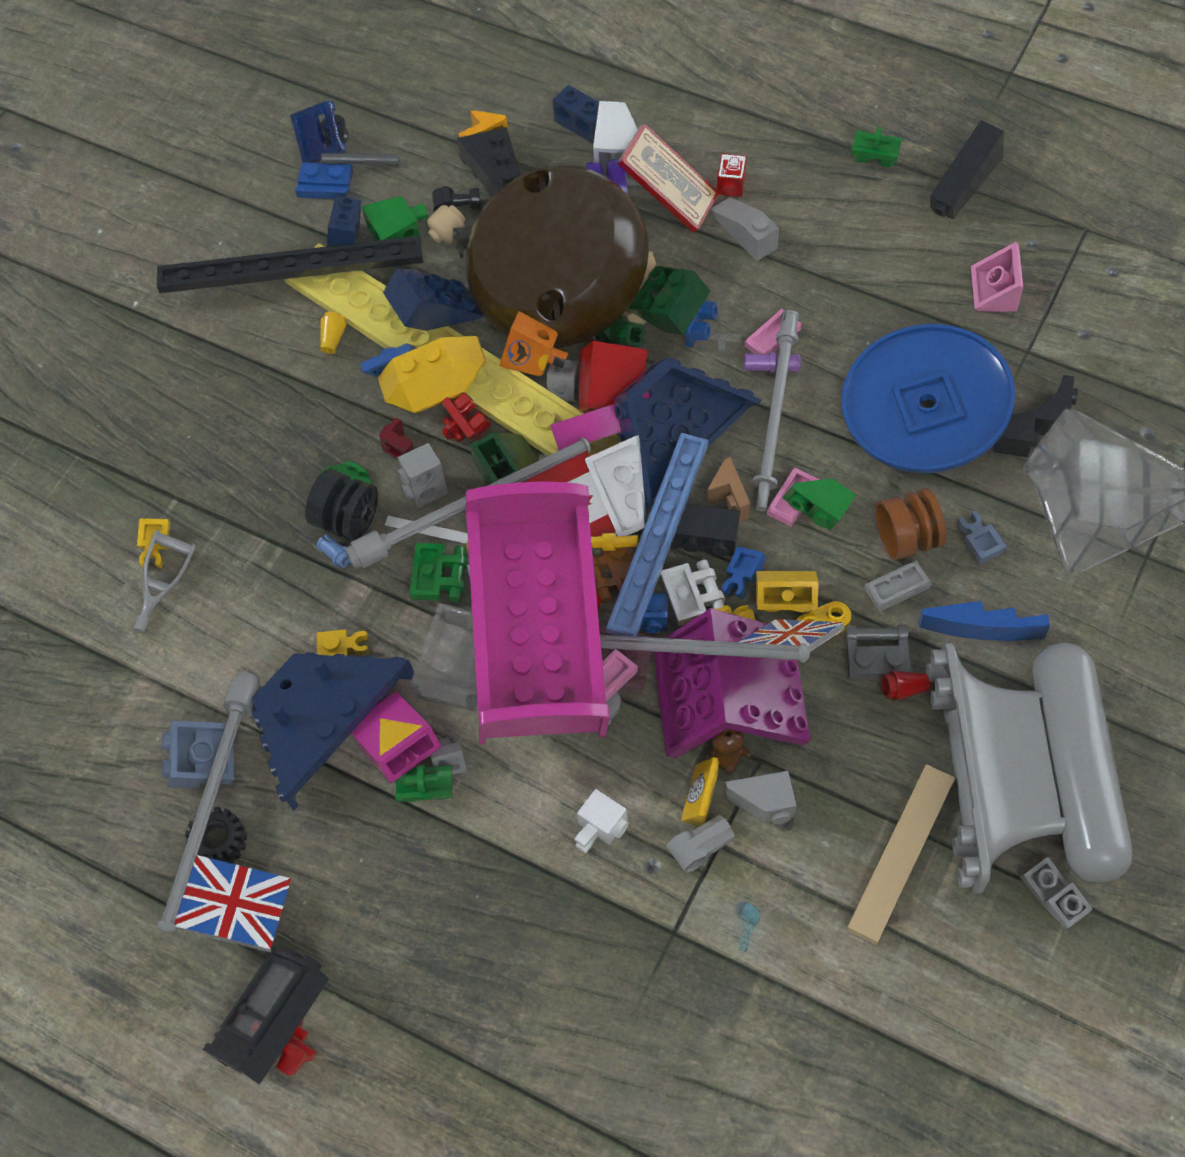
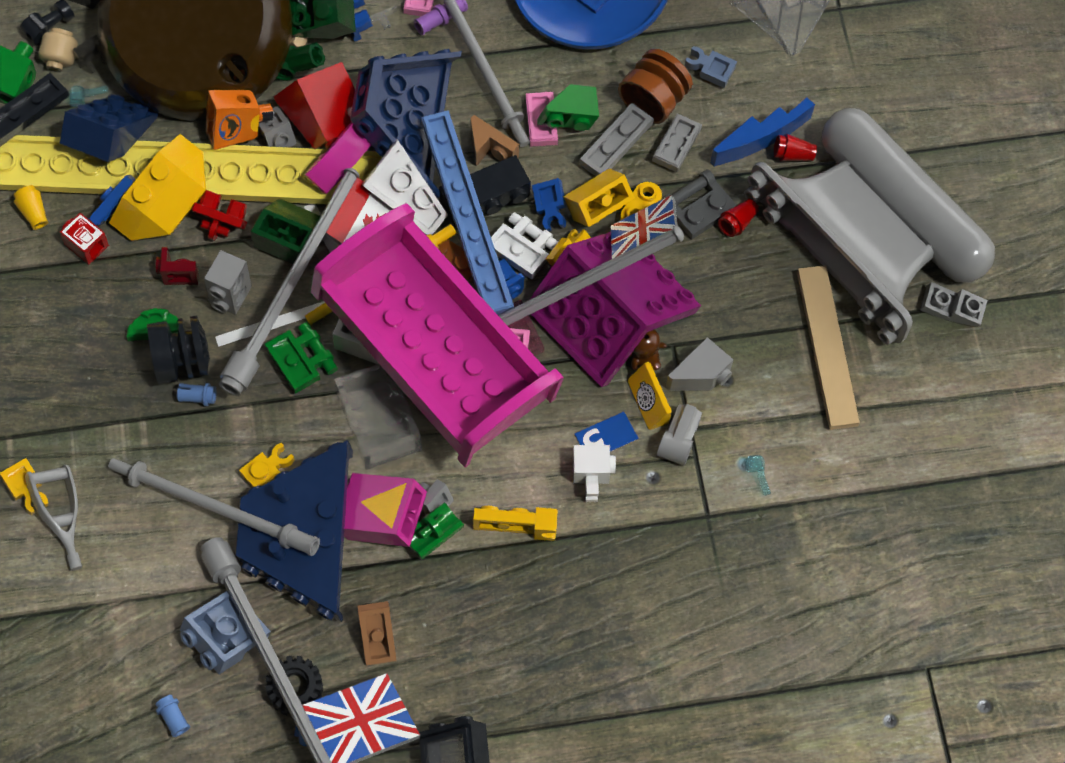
camera: 45 degrees left, 5 degrees up
(108, 796) = (172, 715): none -> medium blue pin
(296, 706) = (287, 535): none -> light grey bar
(312, 839) = (377, 633): none -> medium nougat slope
(348, 378) = (84, 238): none -> red brick
(435, 266) = (78, 94): none -> clear light blue hand
(519, 838) = (518, 520): none -> yellow plate
(642, 801) = (613, 431): none -> blue sticker
(844, 552) = (616, 140): none -> light grey plate
(1003, 654) = (793, 149): none -> red cone

